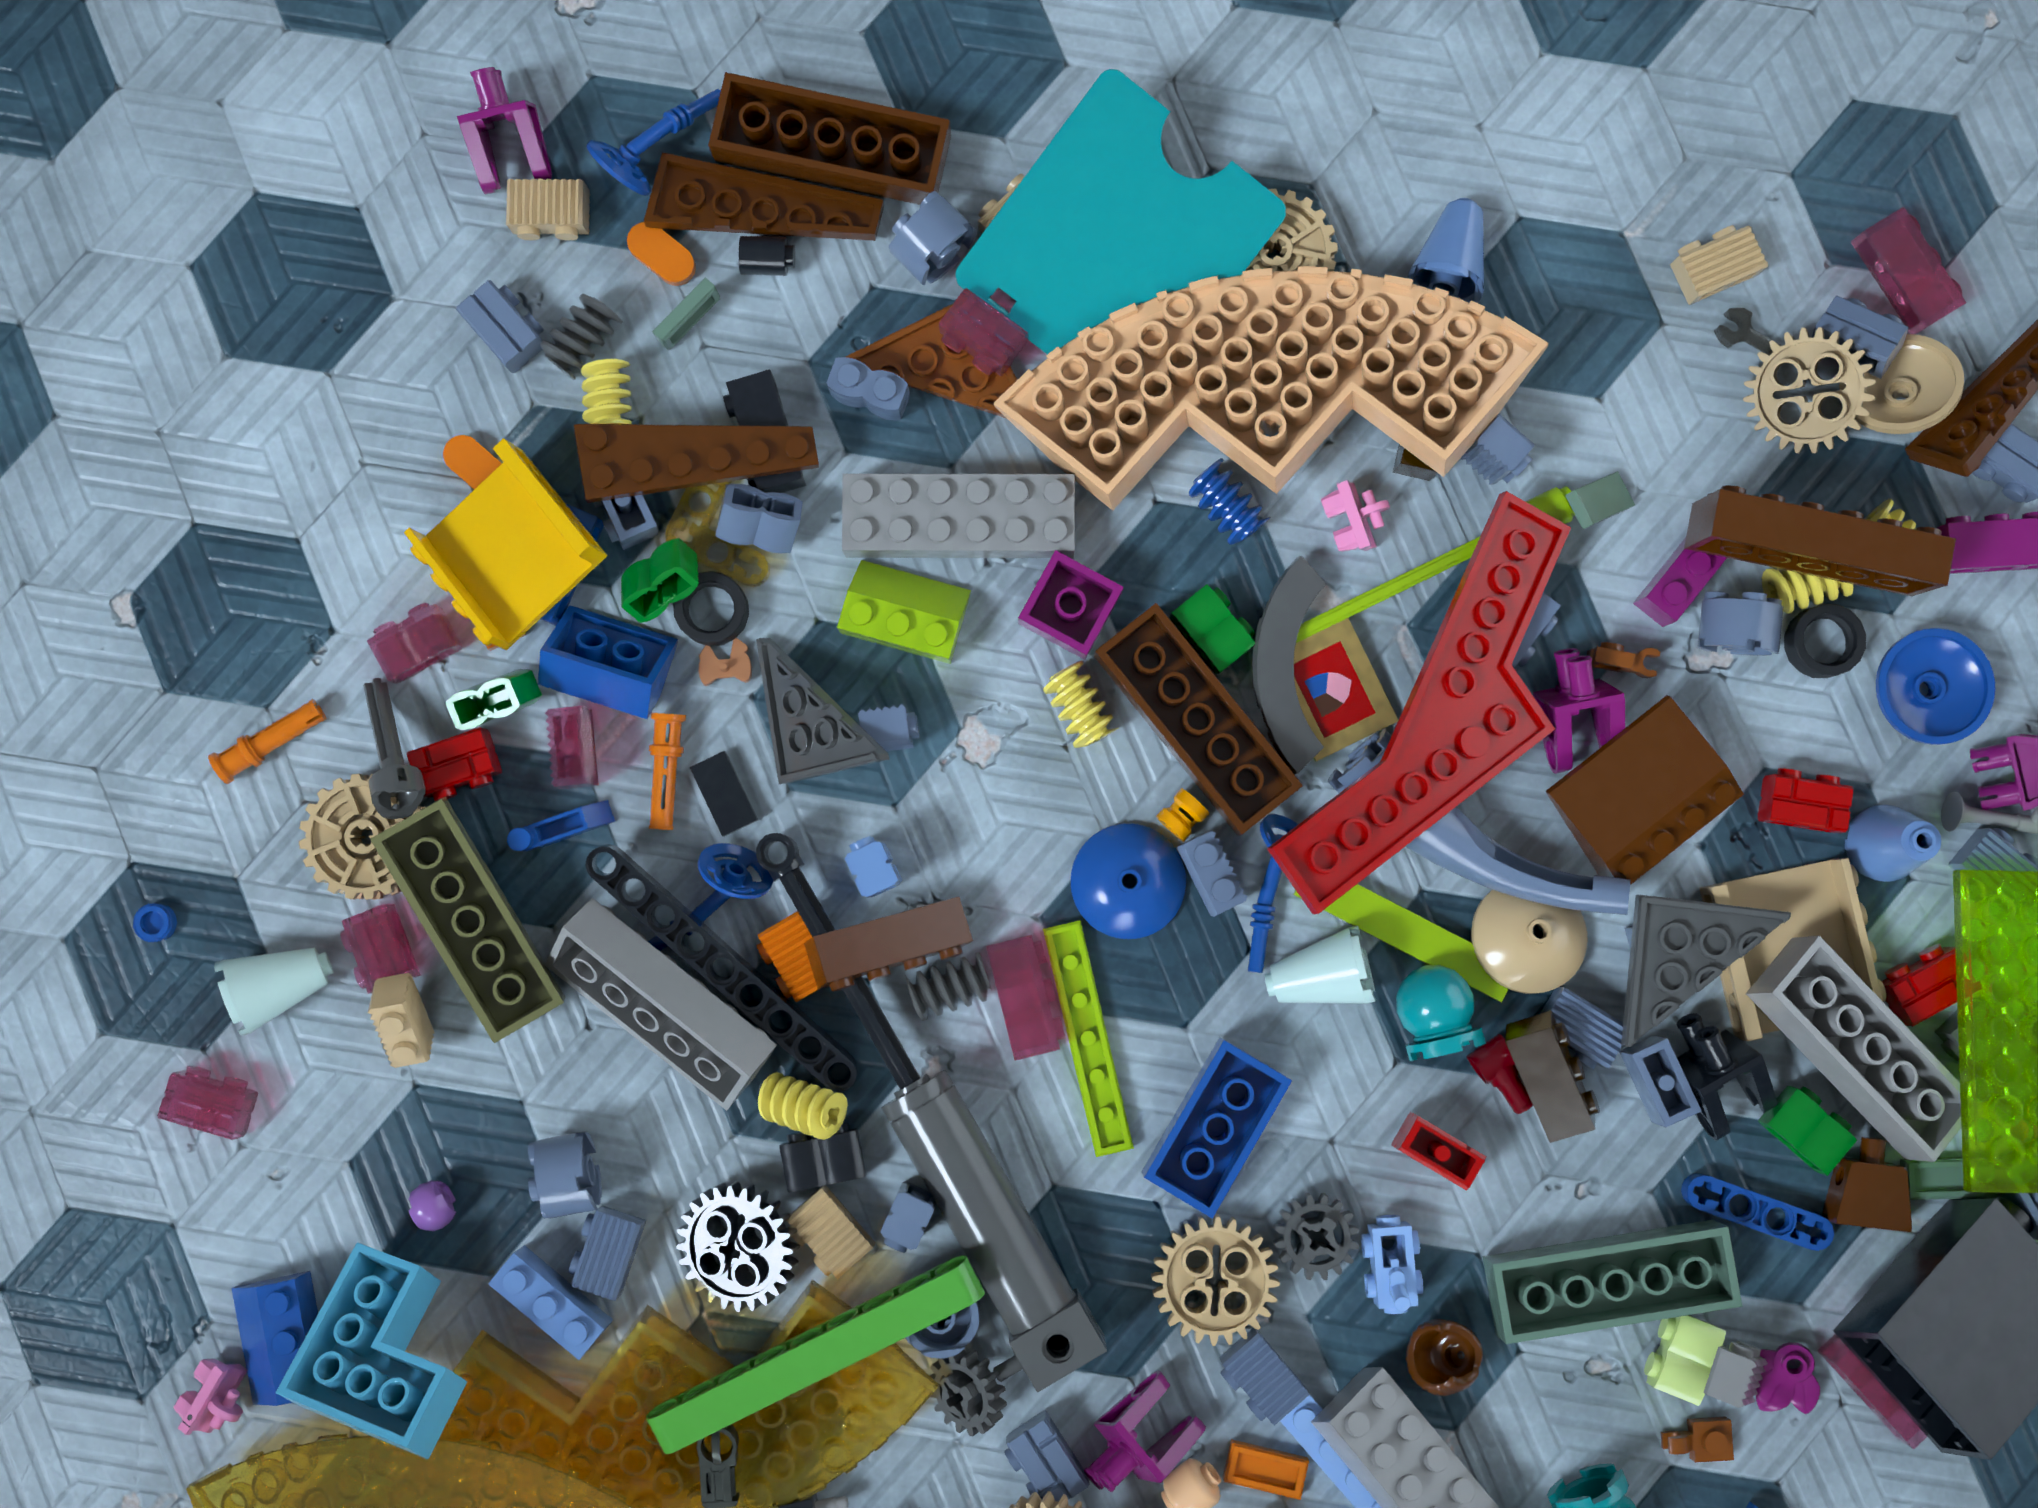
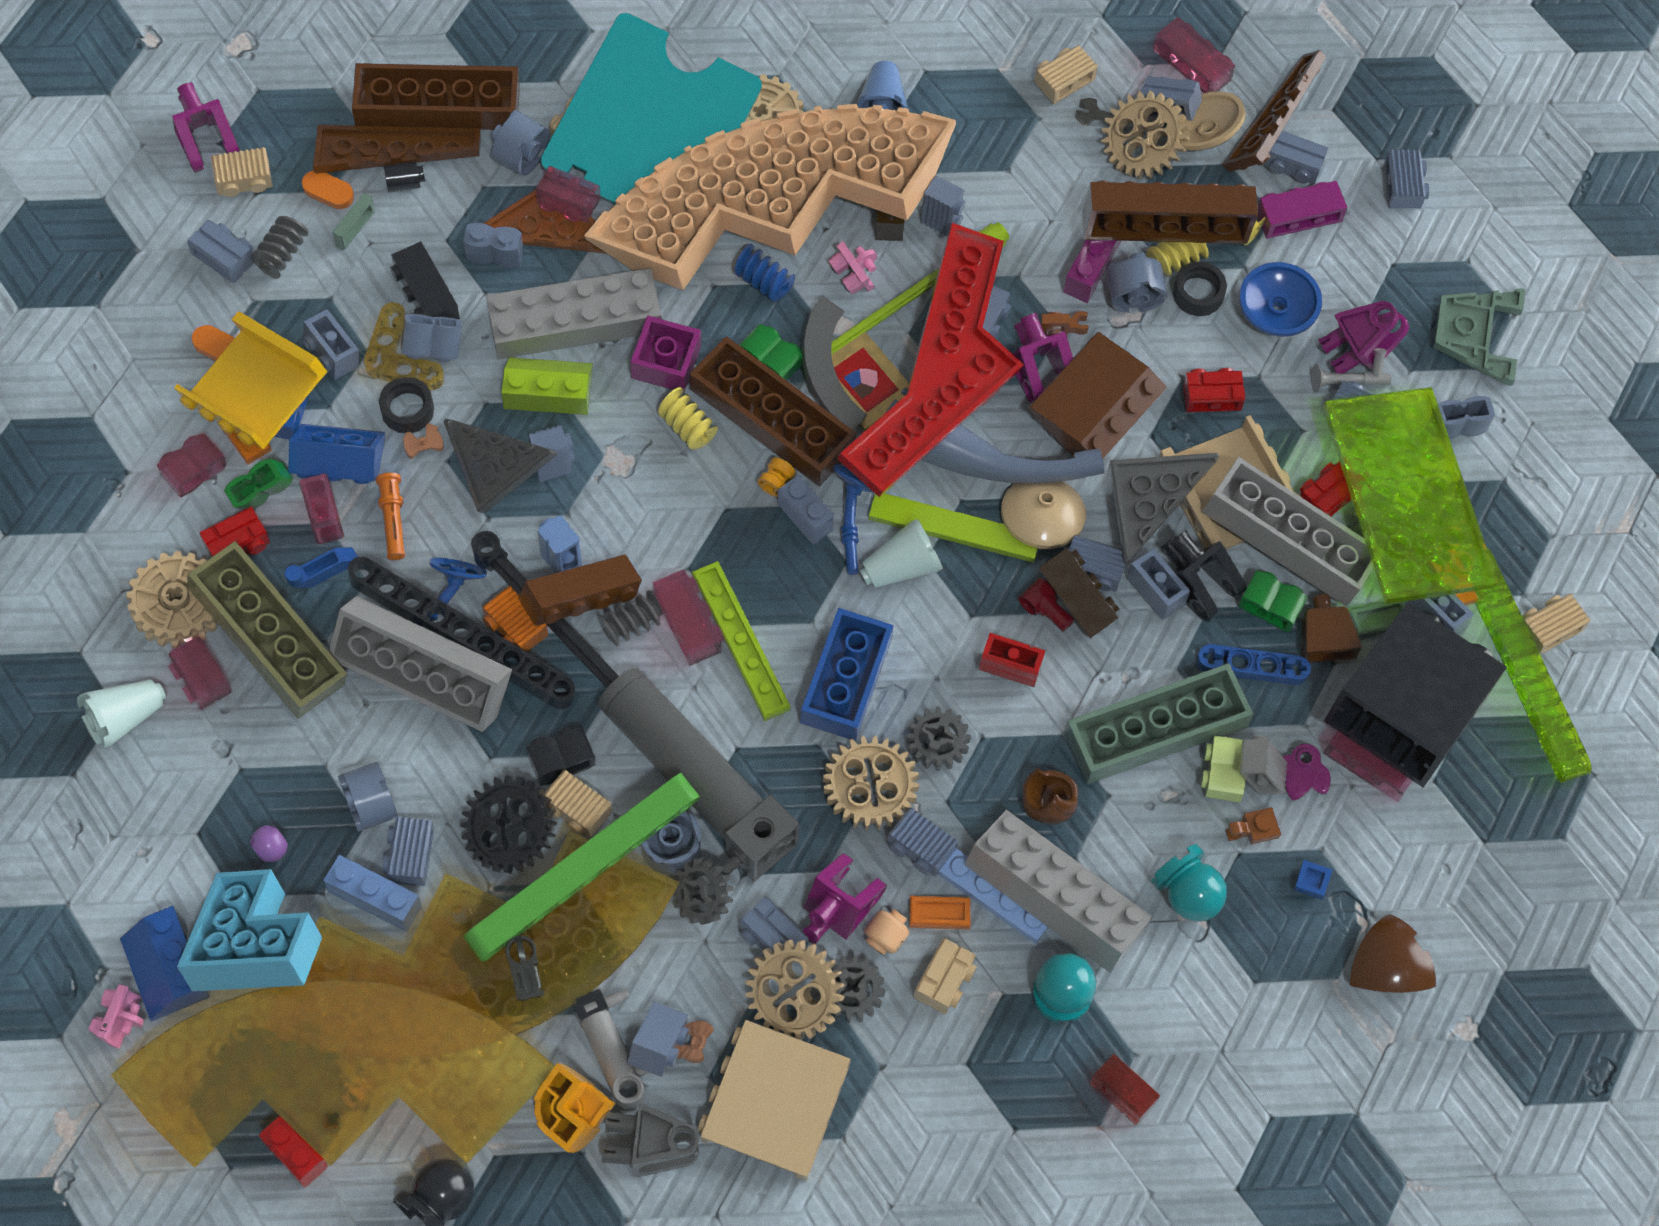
camera: 20 degrees left, 20 degrees down
(155, 922) = (21, 691): blue tile -> none
(208, 1103) = (83, 804): clear pink brick -> none
(252, 749) = (79, 557): orange pin -> none
(394, 777) = (195, 543): dark grey piece -> none
(401, 1020) = (225, 711): tan brick -> none
(605, 392) = (306, 284): light yellow piece -> none
(625, 159) = (322, 102): blue dish -> none
(659, 580) = (372, 382): green brick -> none
(661, 458) = (355, 304): reddish brown wing -> none
(724, 793) = (438, 526): black tile -> none
(801, 1106) = (538, 715): light yellow piece -> none
(908, 1217) = (633, 774): sand blue brick -> none
(1099, 886) = (744, 546): blue dish -> none
(1393, 1273) = (1000, 756): light blue brick -> none
(1437, 1010) = (989, 569): teal tile -> none
(1600, 500) = (1021, 226): sand green tile -> none
(1890, 842) = (1280, 403): medium blue cone -> none

